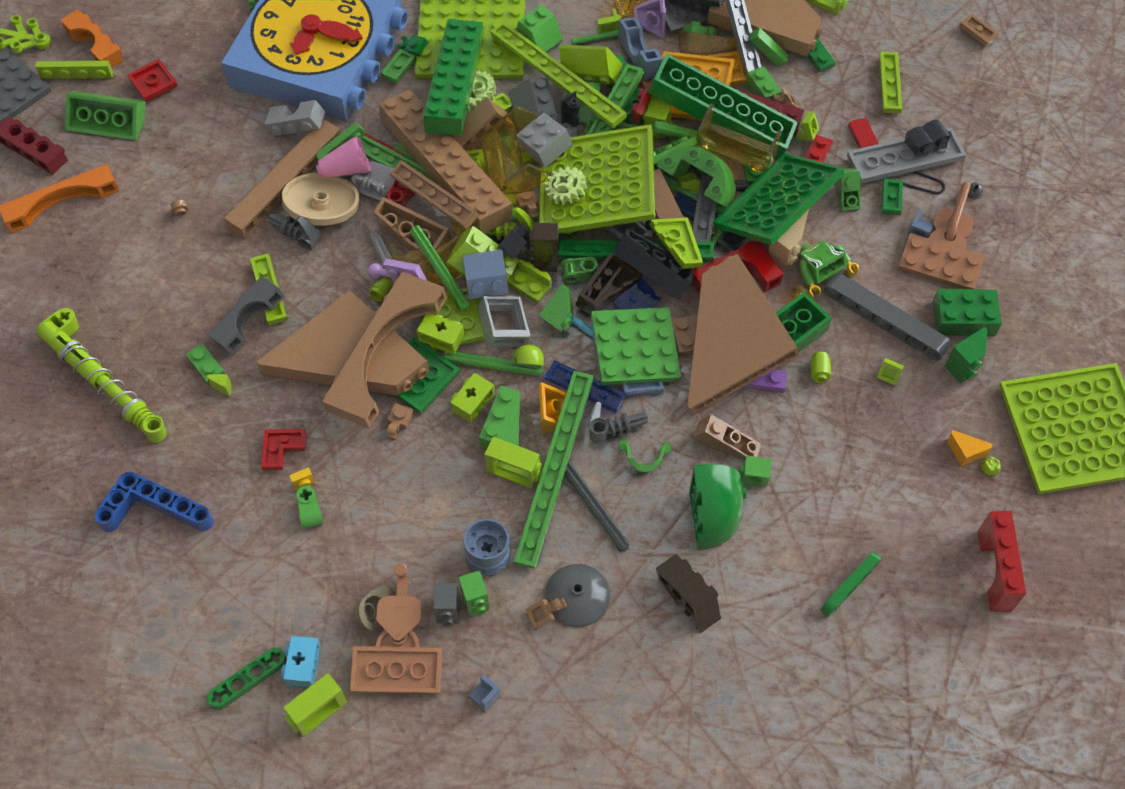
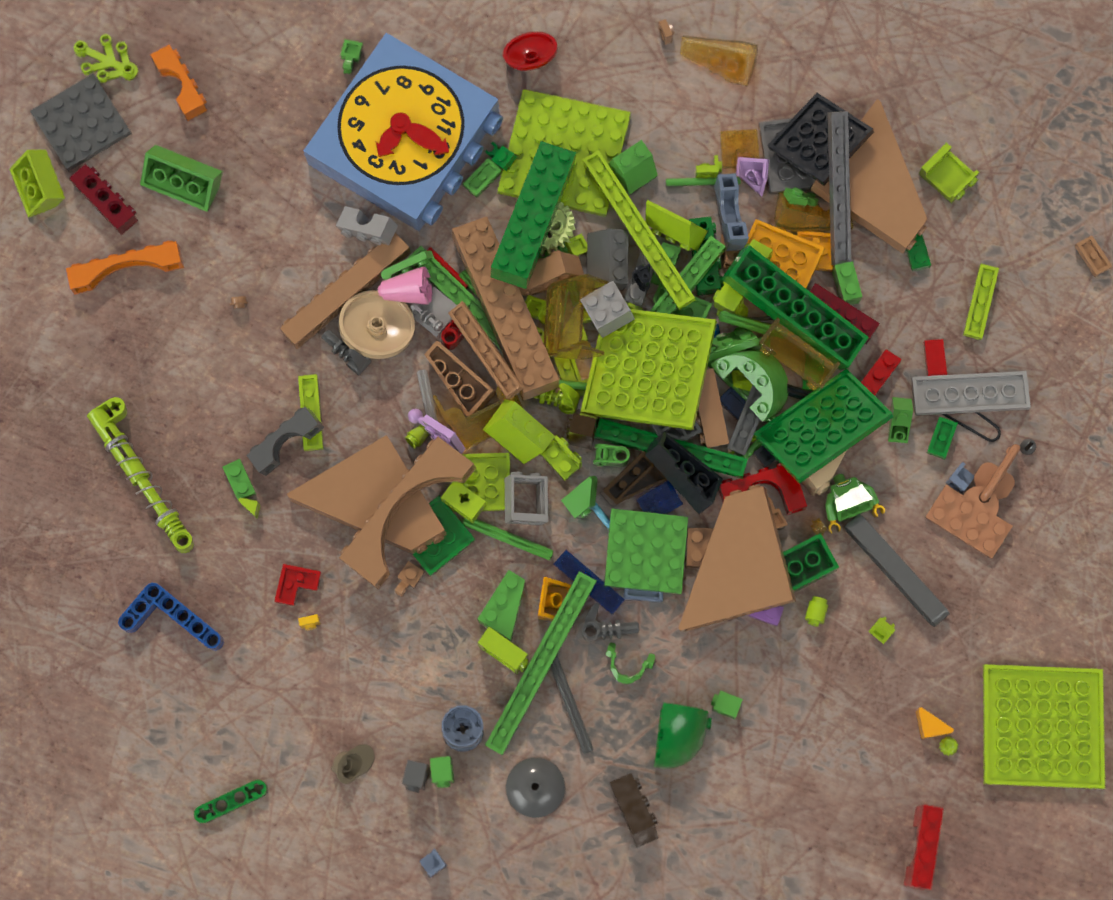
camera: 15 degrees right, 15 degrees up
(74, 69) = (162, 117): lime plate -> none
(152, 80) = (233, 144): red plate -> none
(303, 674) = (288, 792): medium azure brick -> none
(309, 510) = (310, 656): bright green piece -> none
(314, 705) = (284, 843): lime window -> none
(399, 664) = (362, 820): nougat plate -> none
(439, 267) = (475, 433): bright green axle -> none
(472, 398) = (491, 566): lime brick -> none
(485, 274) = (518, 451): sand blue slope -> none
(516, 241) = (554, 418): black brick -> none
(528, 202) = (577, 372): medium nougat plate -> none
(529, 355) = (542, 542): lime hair -> none
(542, 611) = (500, 800): medium nougat plate -> none
(565, 185) = (611, 362): yellowish green gear -> none
(638, 108) = (711, 290): red plate -> none
(679, 240) = (713, 453): lime wing -> none
(725, 438) = (708, 666): medium nougat slope -> none
(768, 47) = (864, 238): bright green piece -> none
(786, 98) = (868, 304): medium nougat plate -> none
(808, 128) = (879, 342): lime bracket -> none
(851, 584) = (783, 834): green beam -> none
(927, 138) = (995, 382): black brick -> none
(966, 311) = (975, 583): green brick -> none
(967, 356) = (960, 634): green slope -> none

